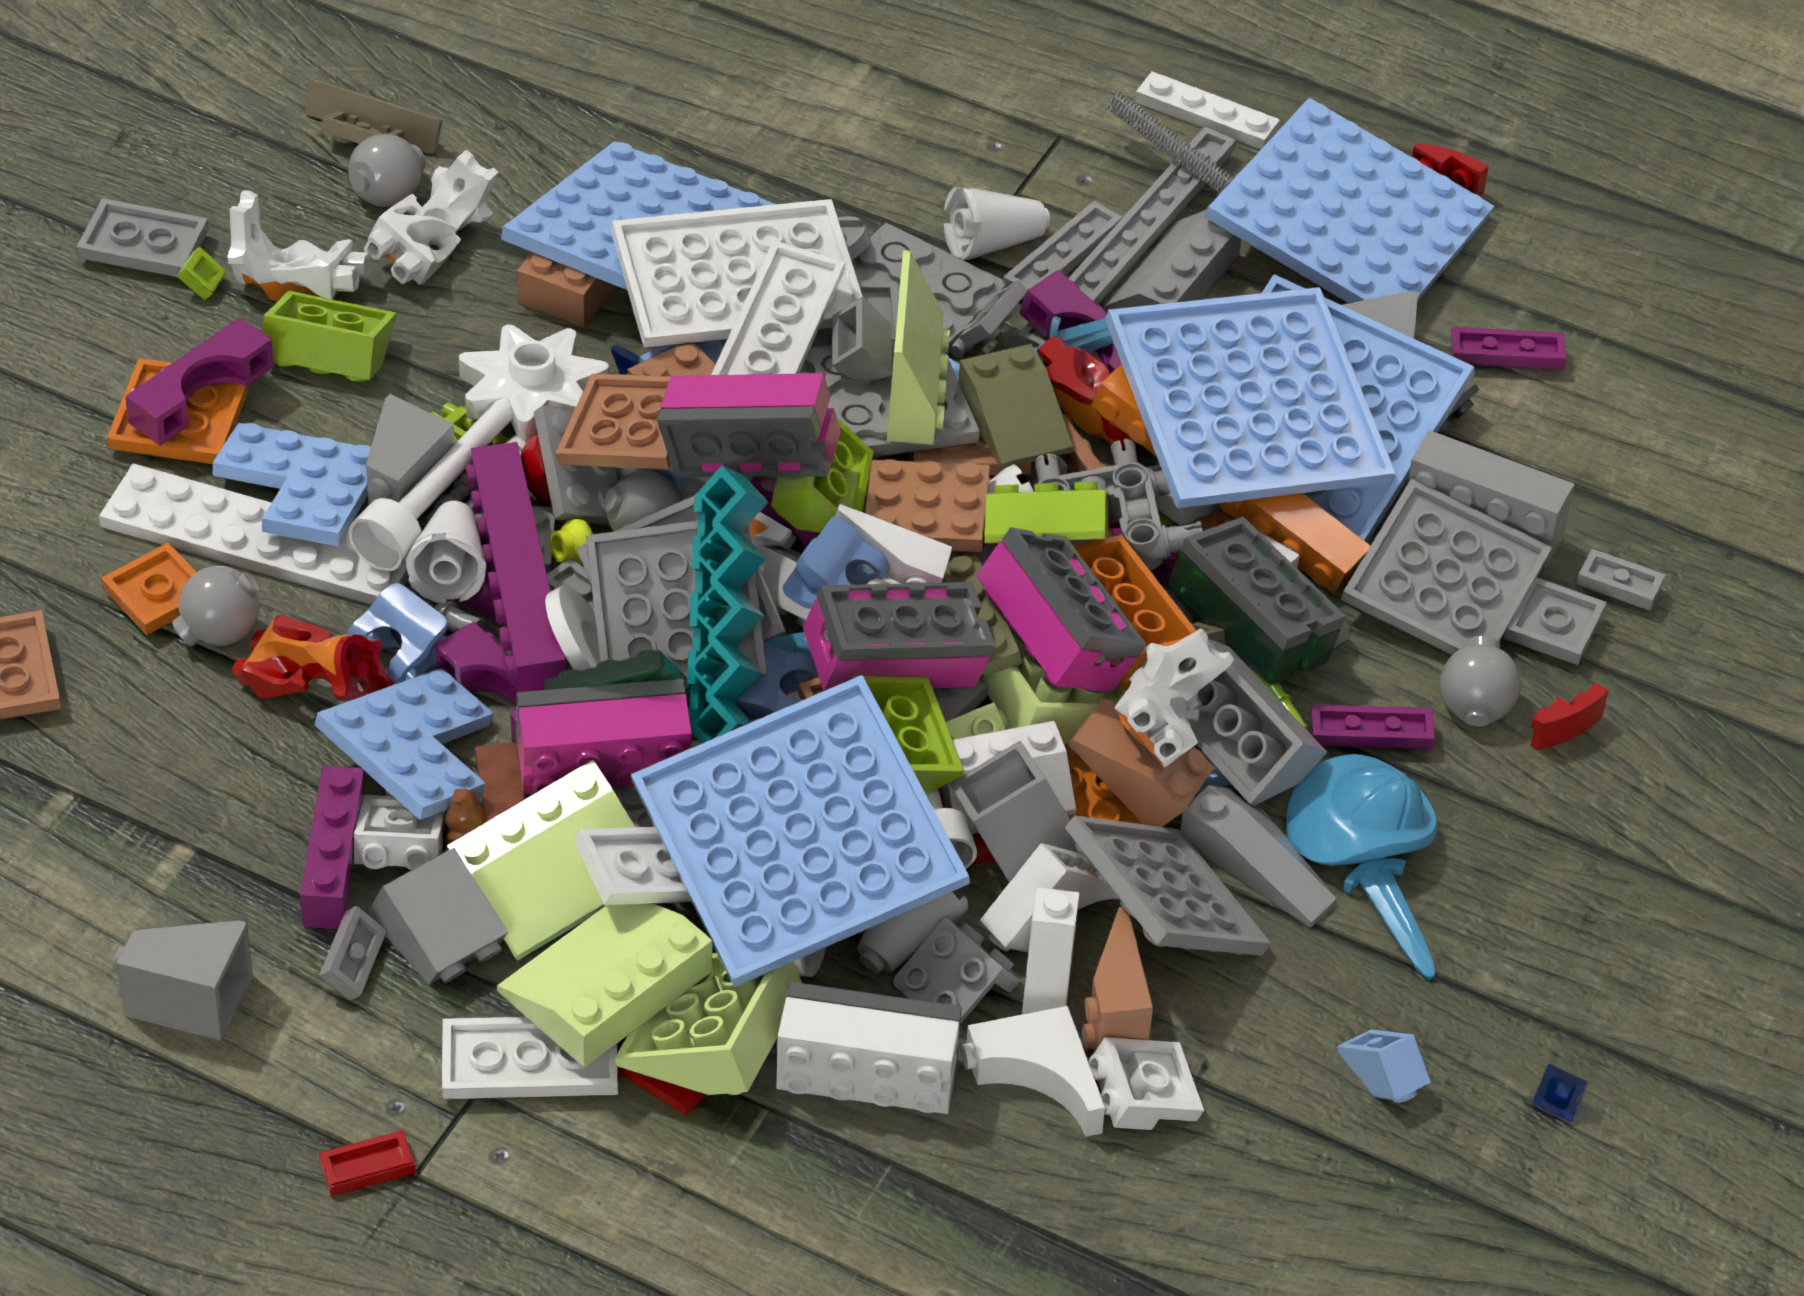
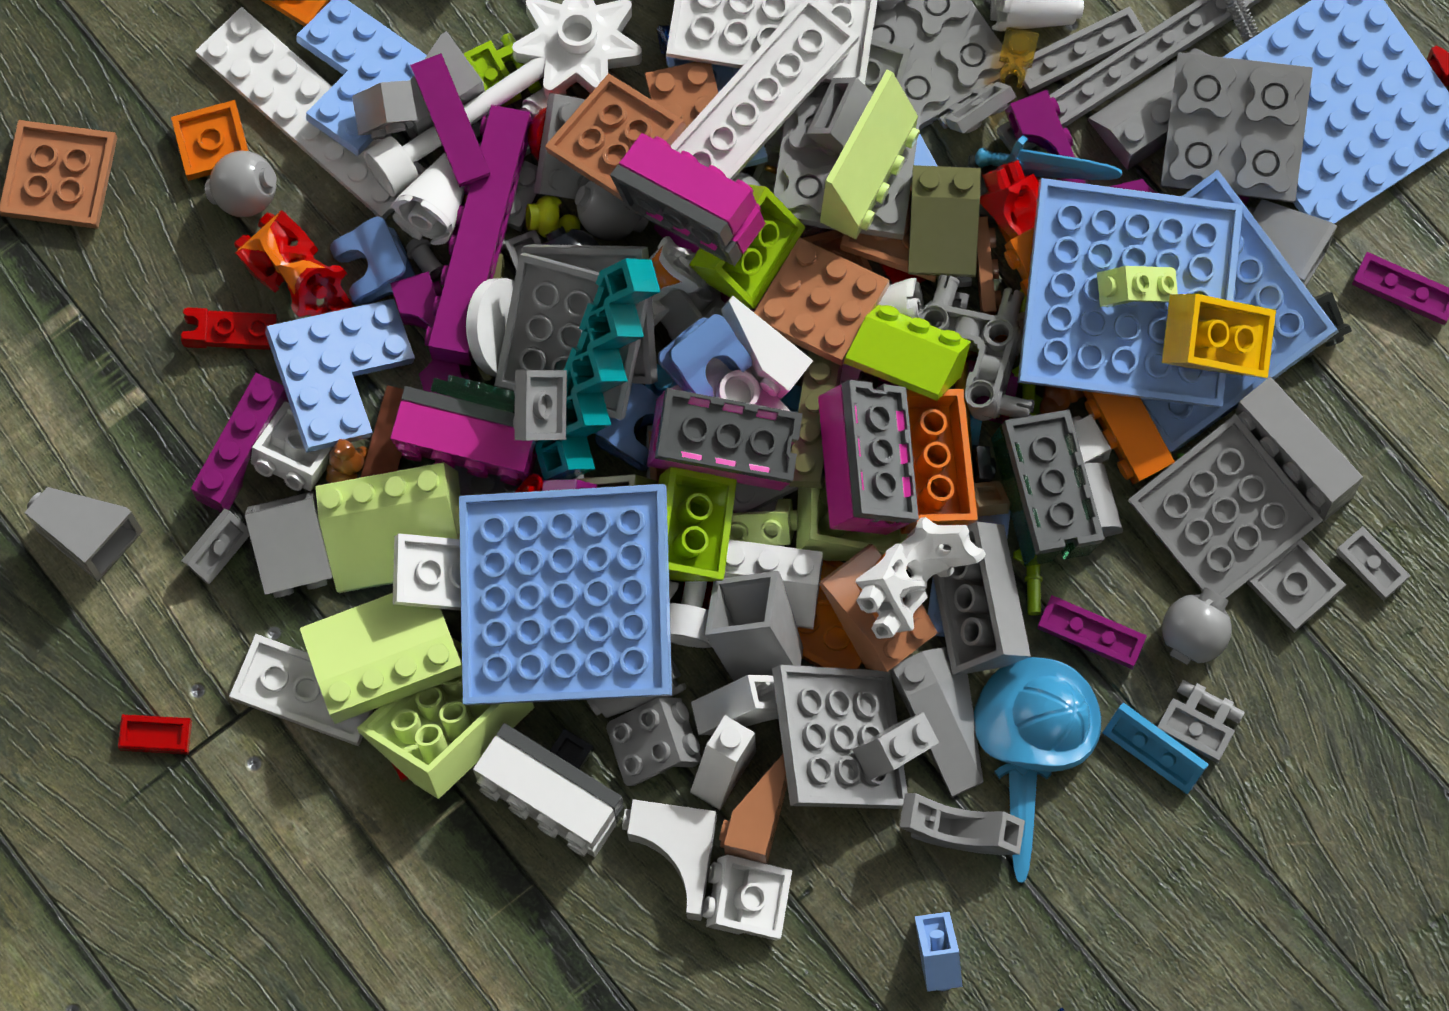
camera: 30 degrees right, 25 degrees up
(261, 752) = (226, 329): none -> red plate
(356, 473) = (384, 109): none -> light grey brick
(436, 464) = (450, 120): none -> magenta tile
(685, 654) = (540, 404): none -> light grey plate
(1003, 262) = (1018, 52): none -> clear yellow plate
(1231, 876) = (896, 746): none -> light grey brick
(1248, 372) = (1136, 284): none -> yellowish green bracket
(1267, 228) = (1239, 121): none -> light grey piece
(1347, 942) = (961, 829): none -> light grey arch
(1358, 401) = (1218, 335): none -> yellow slope
(1501, 804) = (1155, 748): none -> dark azure plate
(1531, 769) = (1196, 729): none -> light grey plate
(1567, 720) = (1245, 687): red slope -> none

